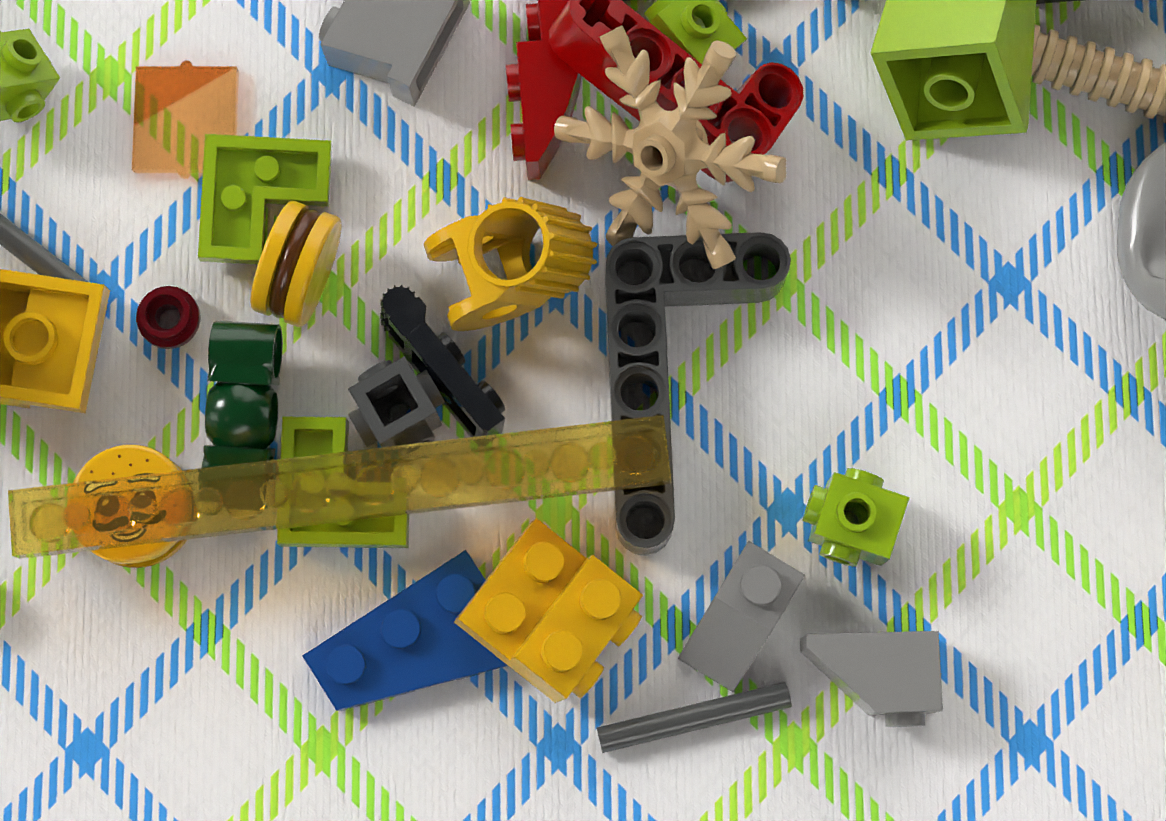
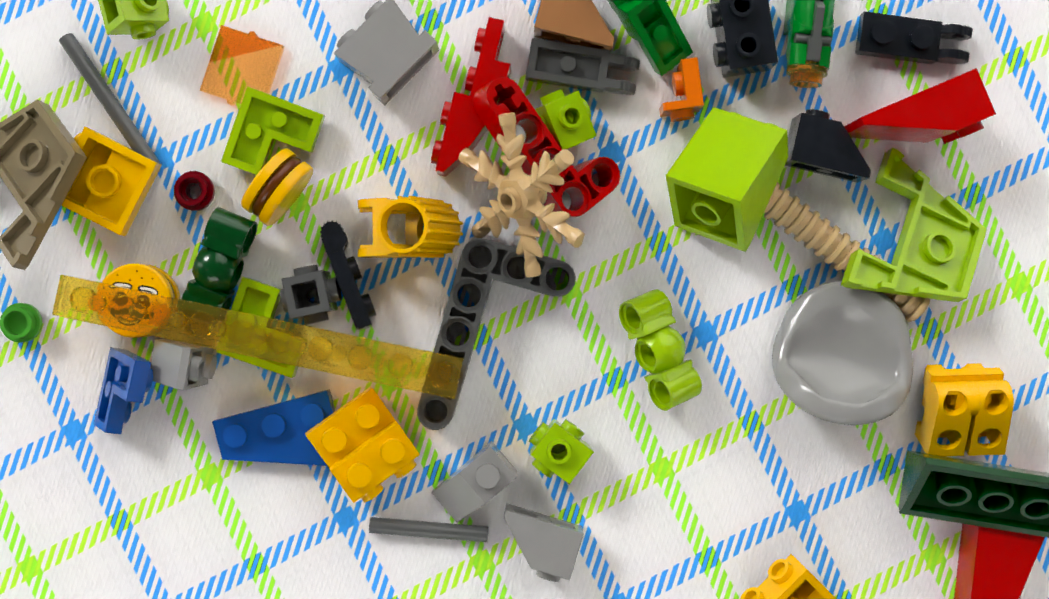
camera: 15 degrees right, 10 degrees up
(142, 626) = (124, 382): none -> blue plate
(229, 574) = (182, 364): none -> light grey slope
(952, 320) = (660, 349): none -> lime piece

